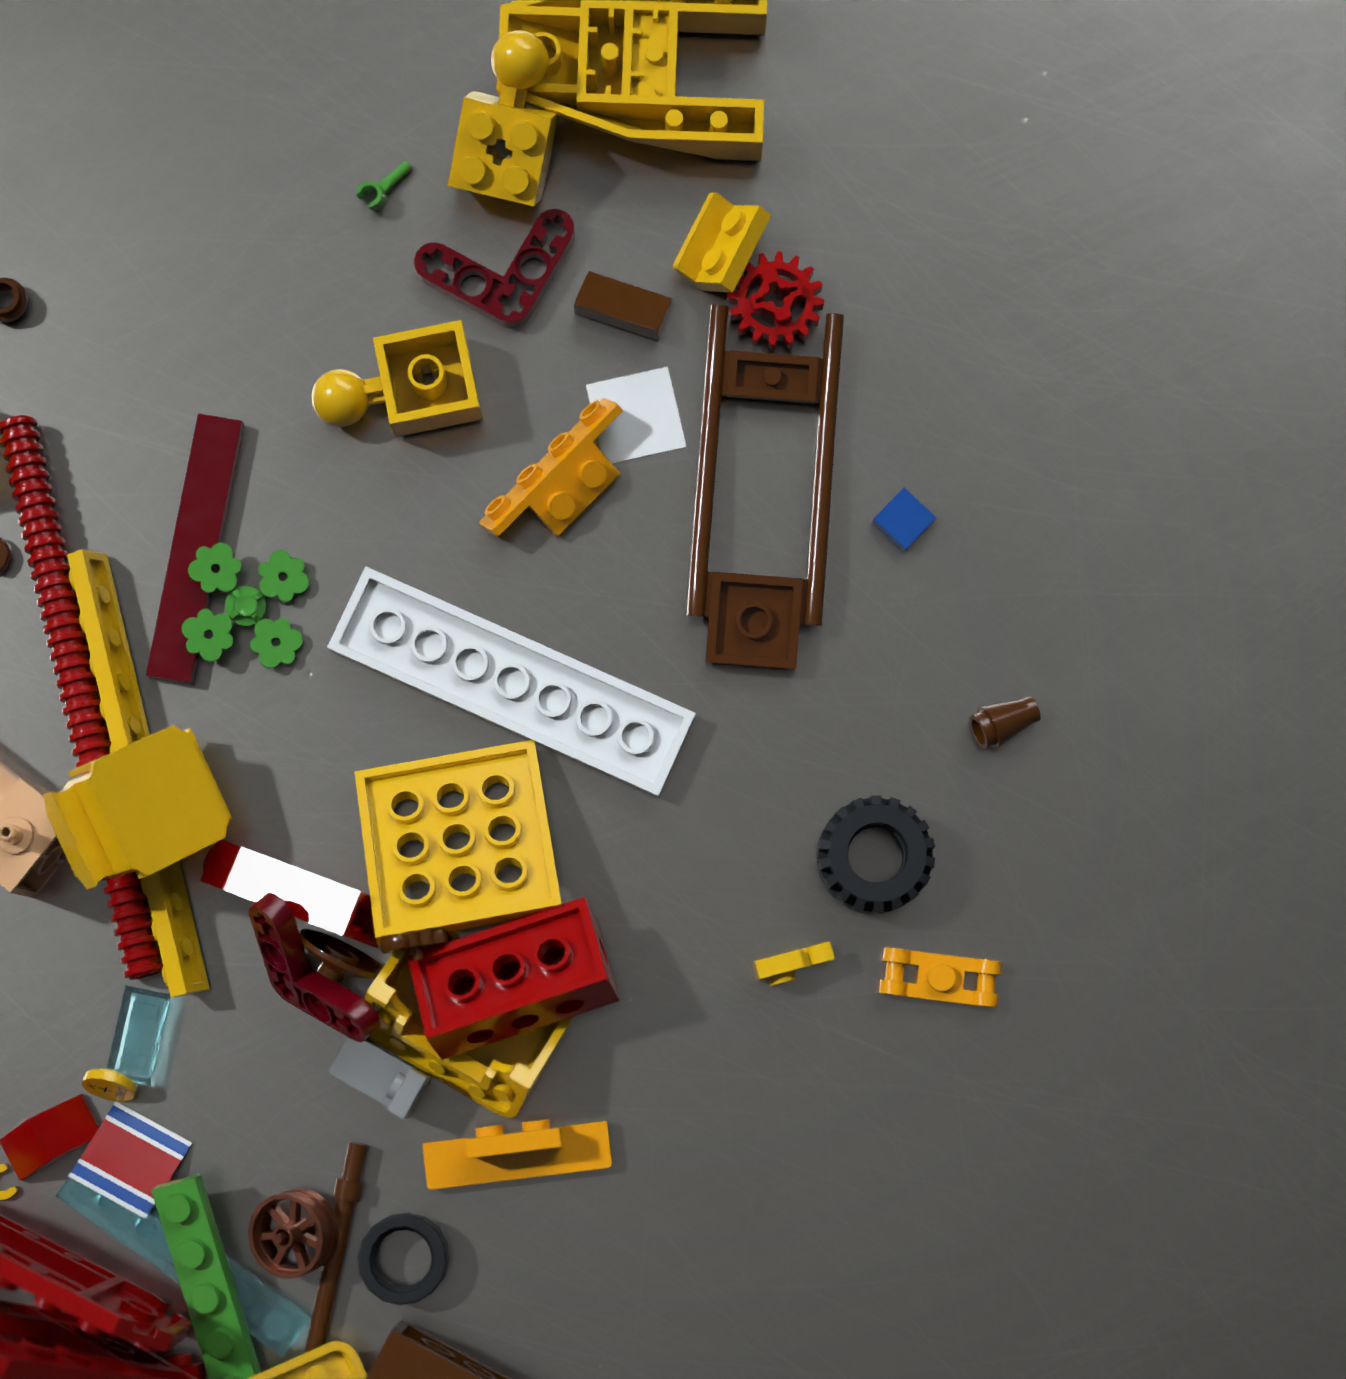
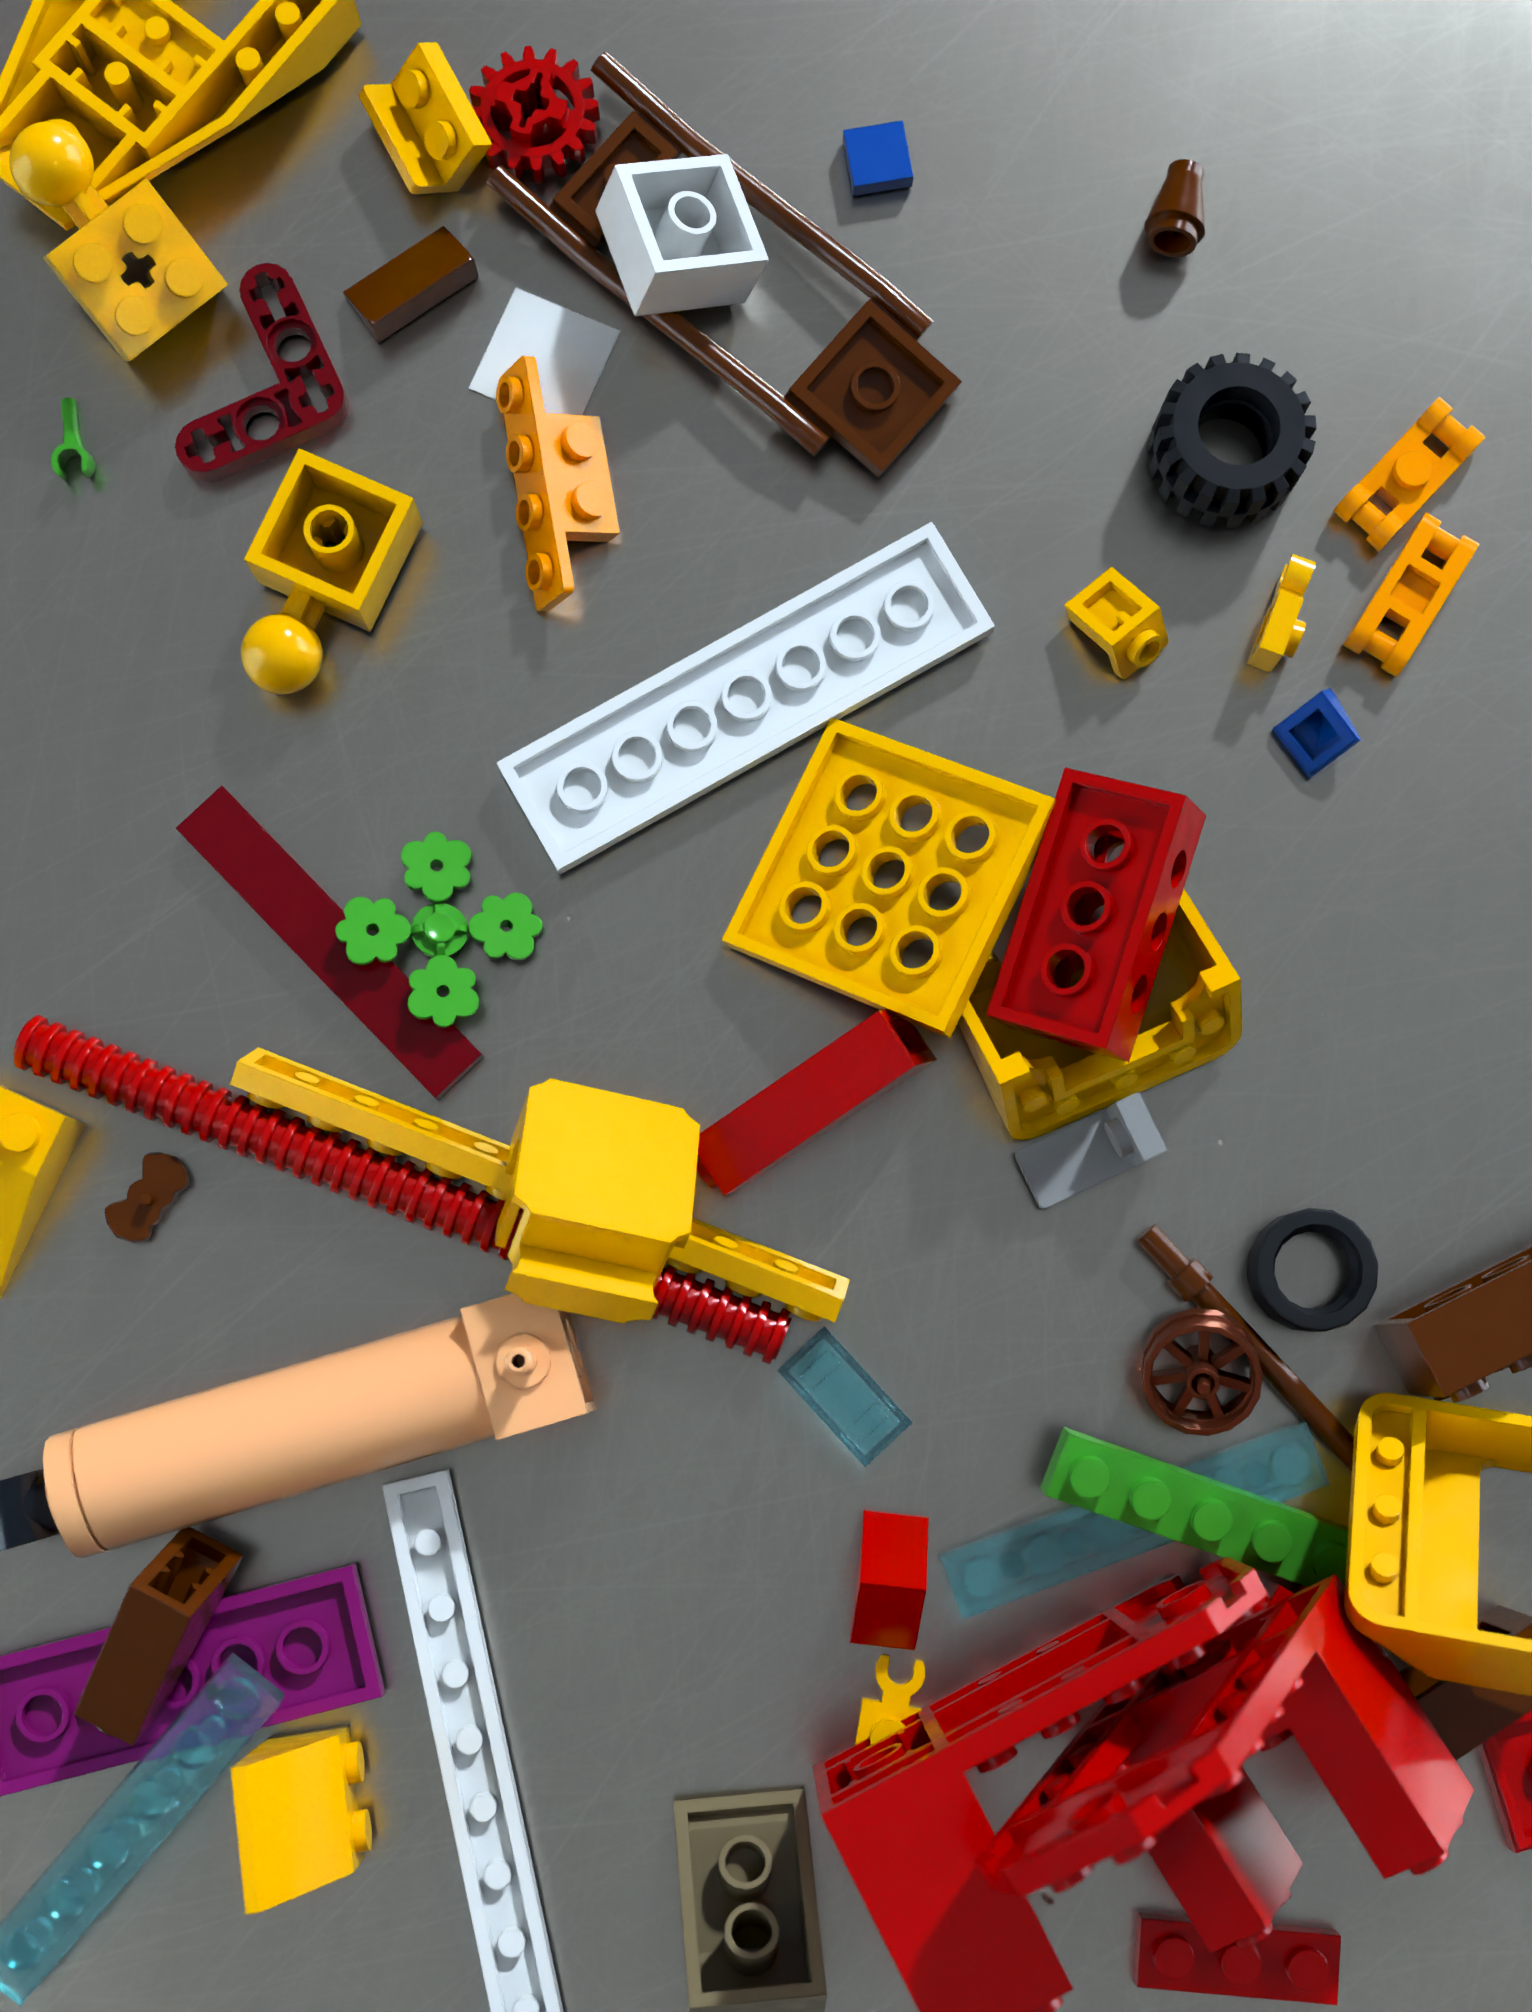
camera: 55 degrees left, 0 degrees up
(109, 1085) = (880, 1467): yellow piece -> none
(129, 1159) = (982, 1503): sticker -> none
(297, 982) = (922, 1169): dark red beam -> none
(338, 957) = (928, 1101): reddish brown dish -> none
(413, 941) = (976, 993): reddish brown piece -> none
(517, 1155) = (1283, 1064): light orange bracket -> none
(716, 867) = (1120, 621): none -> yellow bracket
(738, 1034) = (1317, 732): none -> blue slope
(757, 441) = (681, 234): none -> white brick
(864, 1030) = (1411, 594): none -> light orange plate

